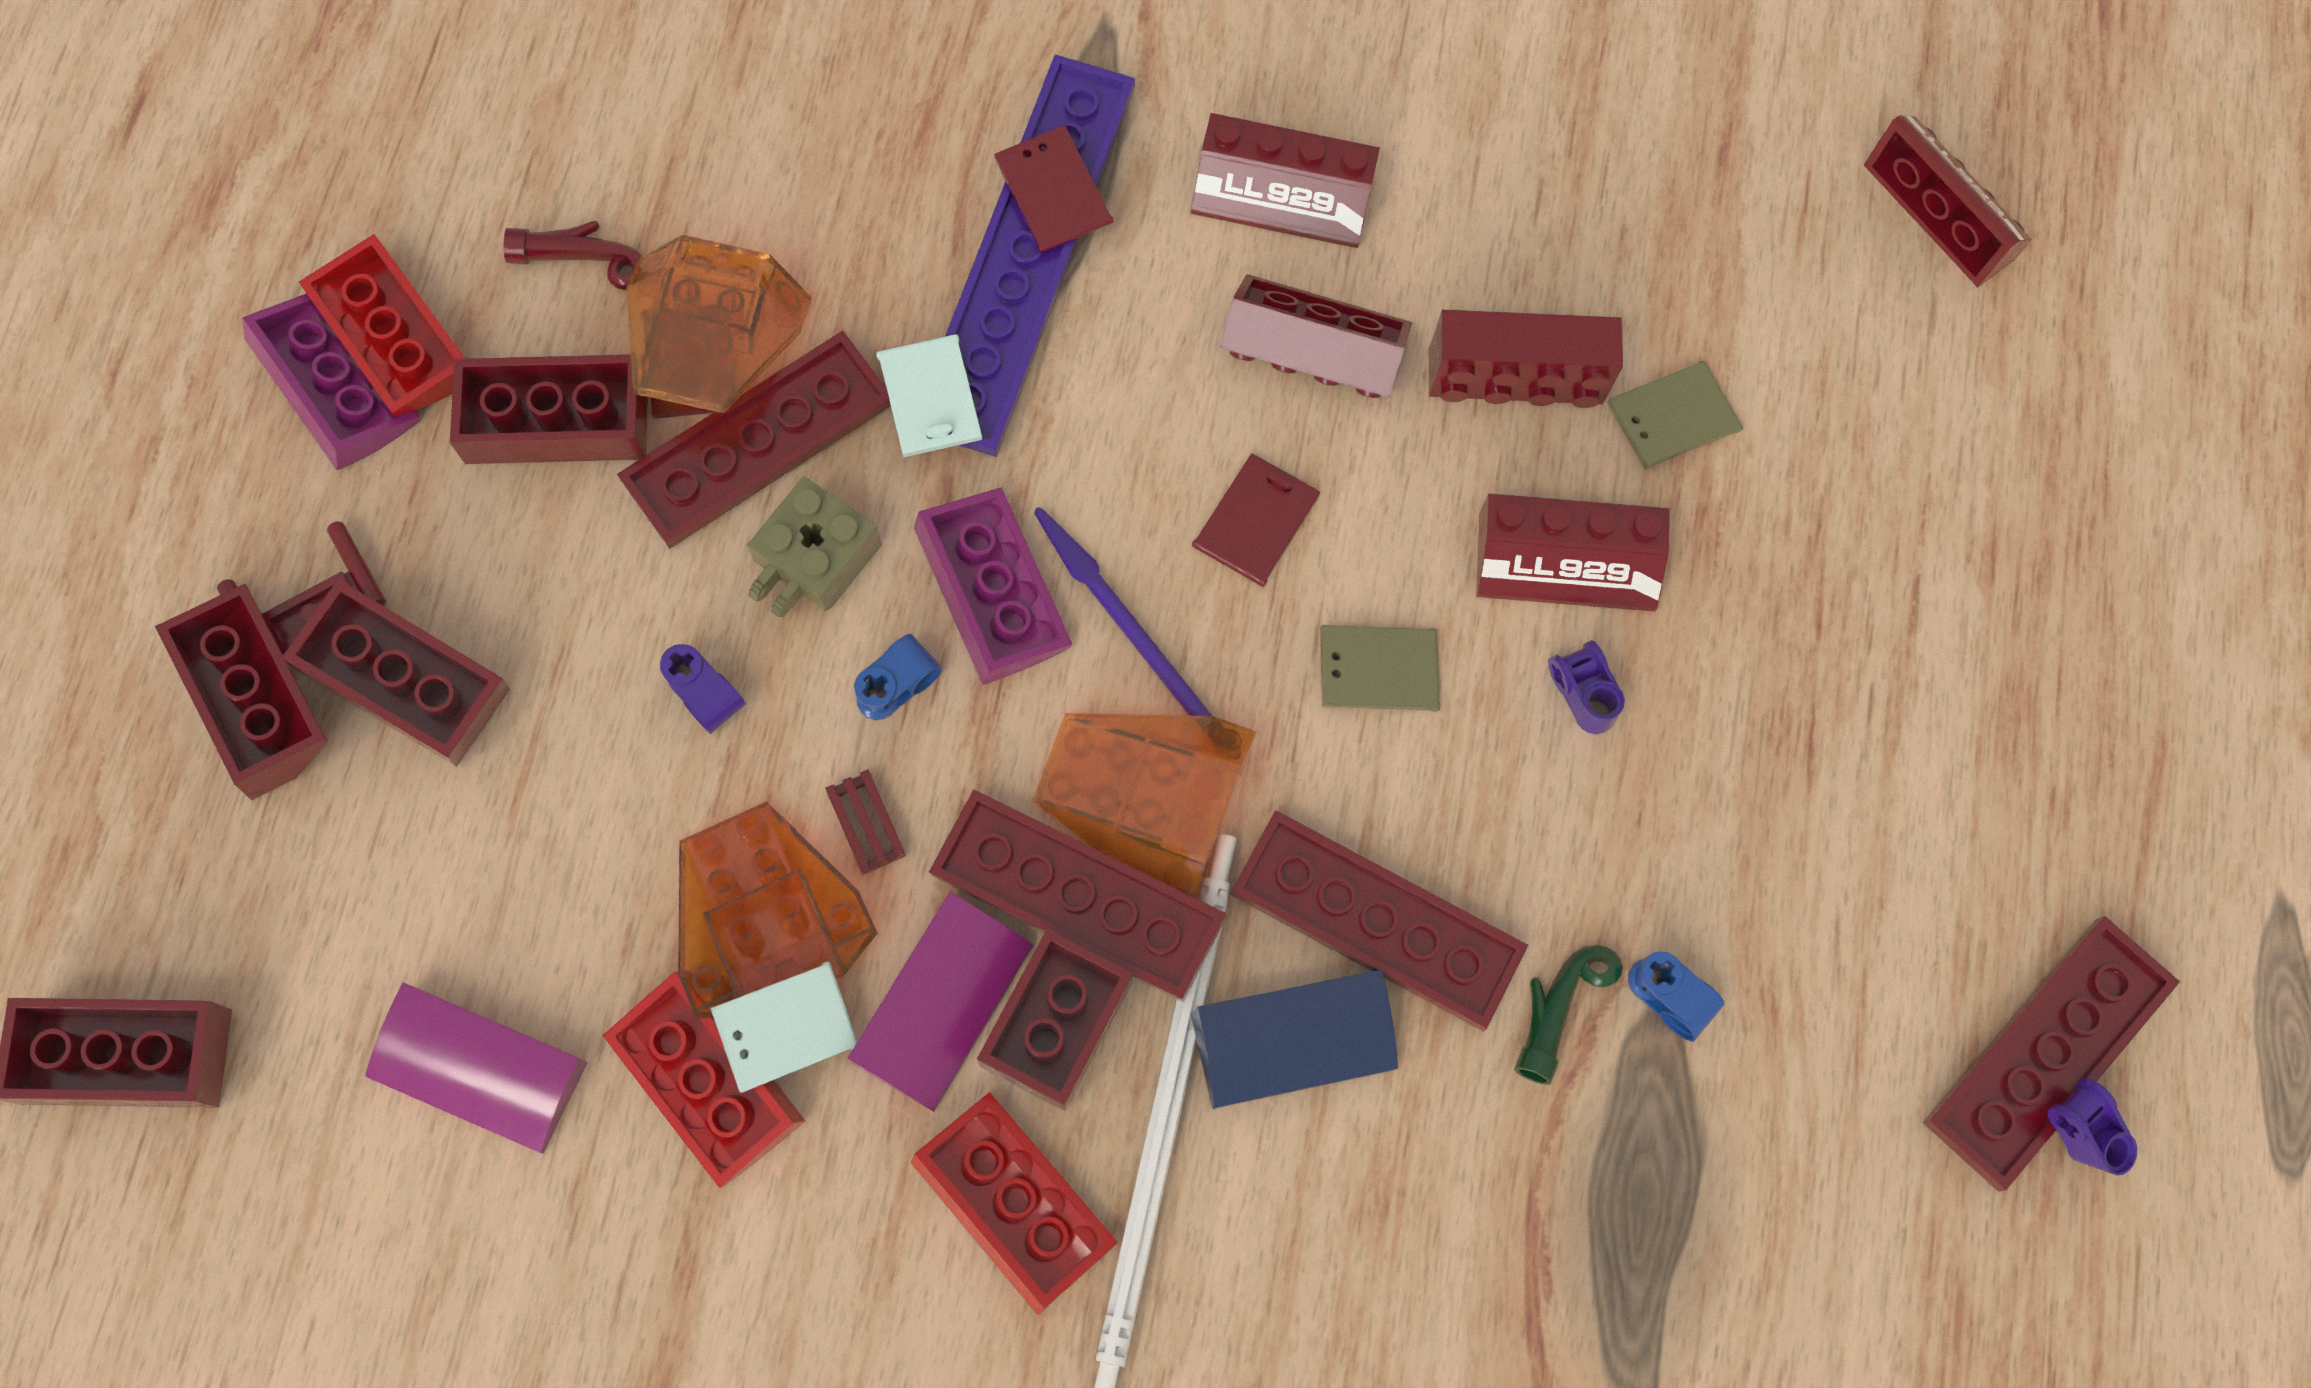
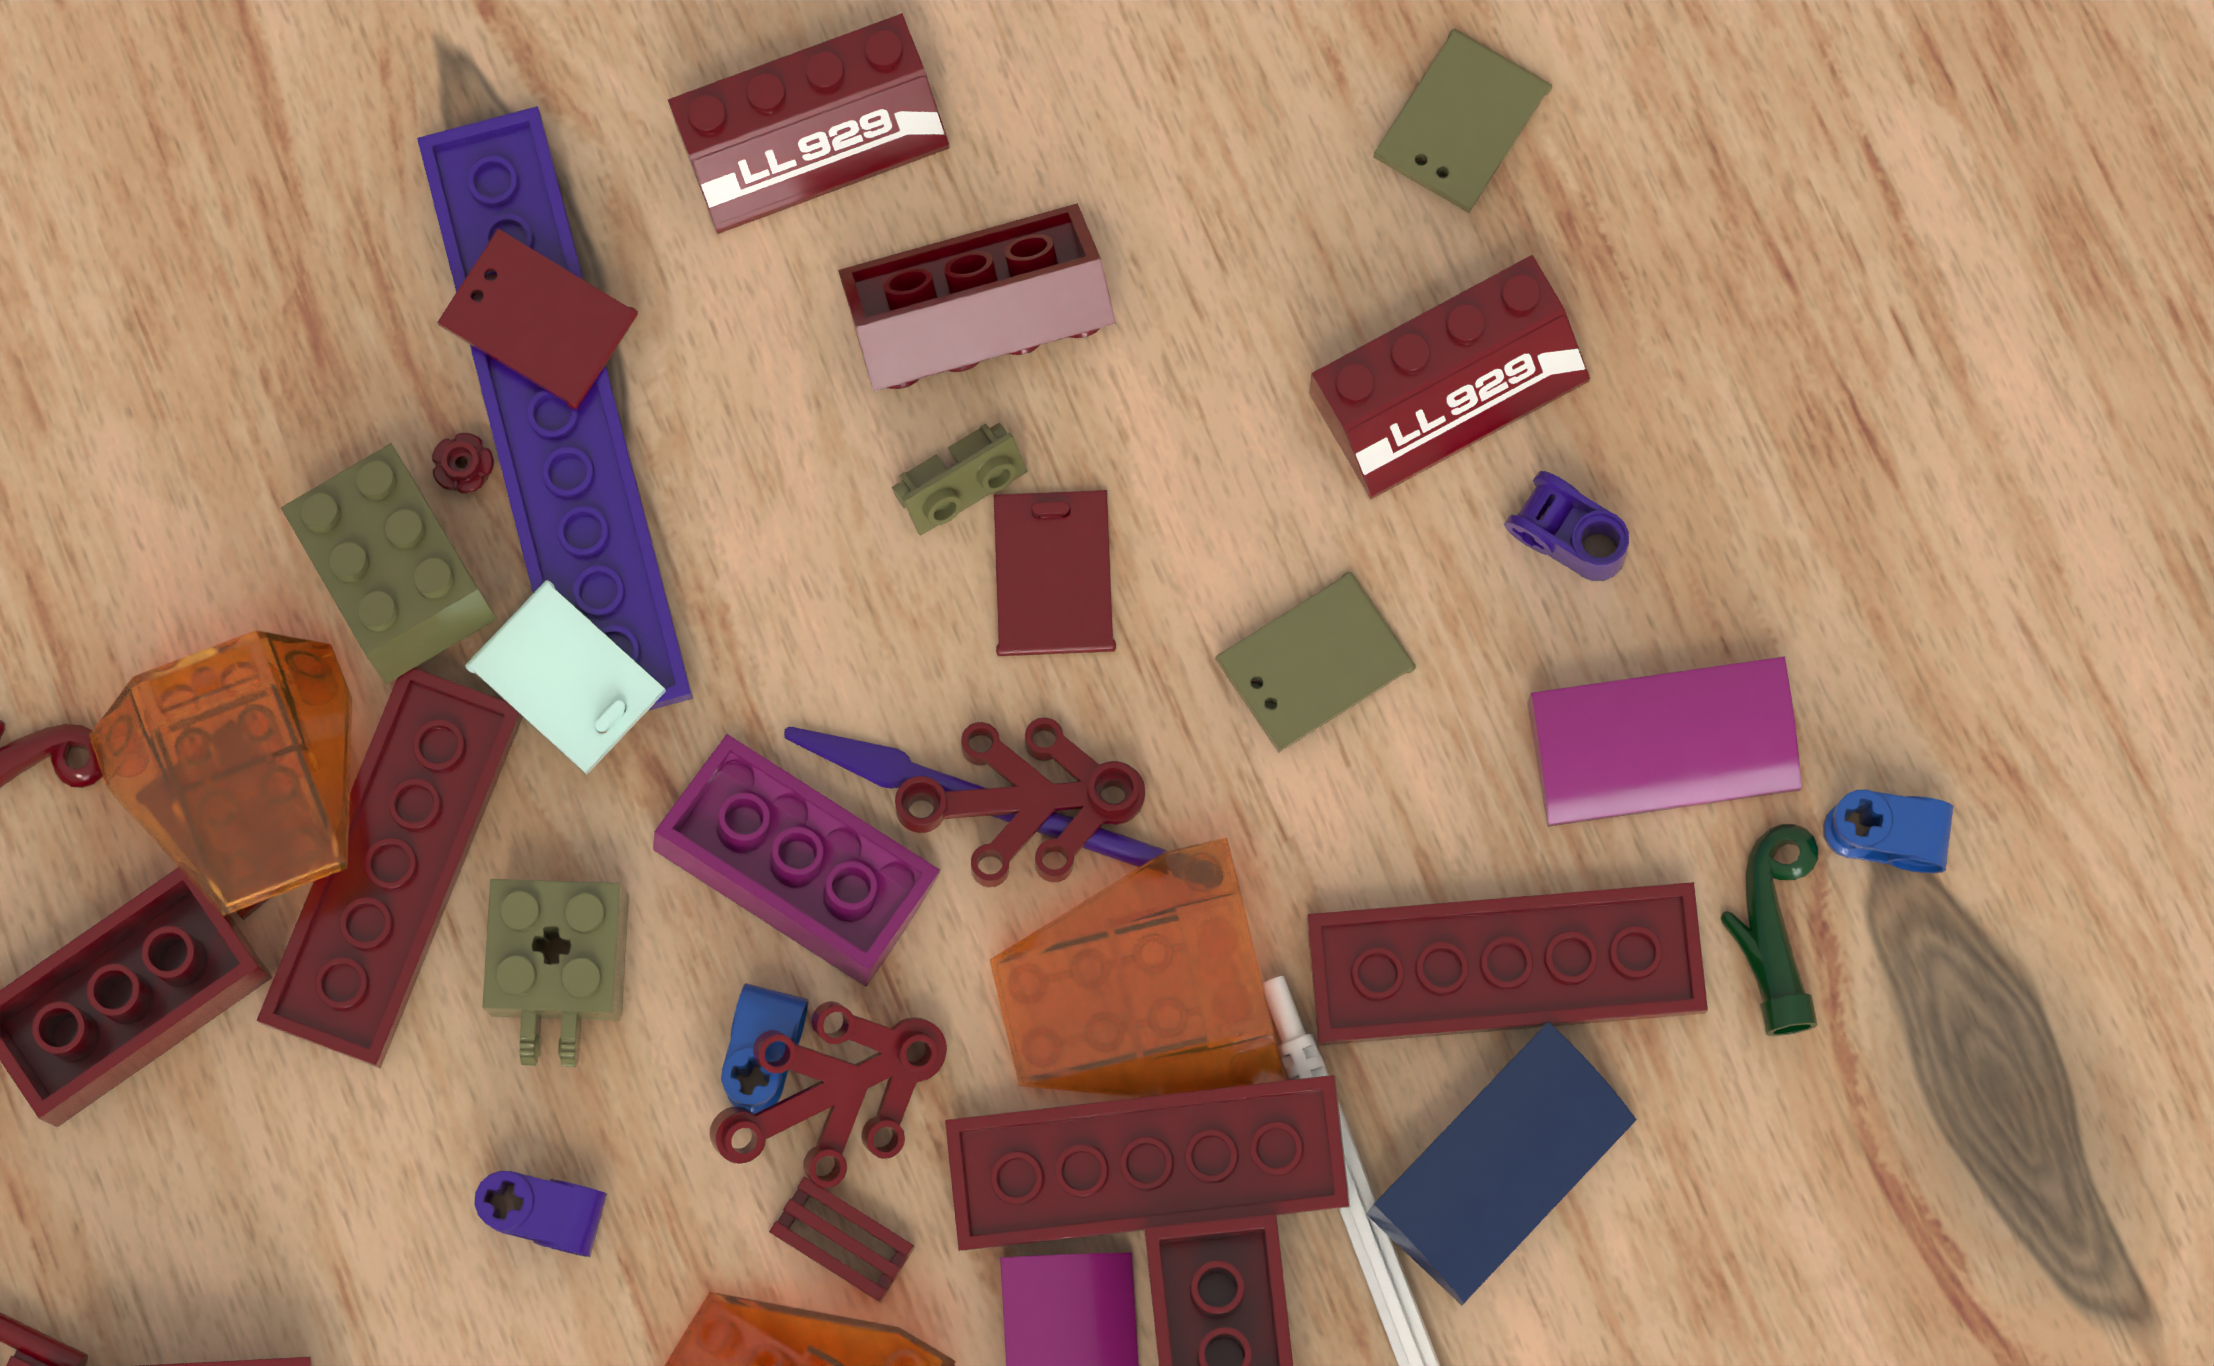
camera: 25 degrees left, 5 degrees up
(872, 268) = (388, 563): none -> olive brick
(925, 729) = (840, 1087): none -> dark red plant
(959, 255) = (464, 479): none -> dark red plate
(1153, 637) = (1031, 799): none -> dark red plant
(1252, 432) = (985, 465): none -> olive hinge
(1525, 357) = (1245, 173): dark red brick -> none
(1566, 850) = (1665, 741): none -> magenta slope

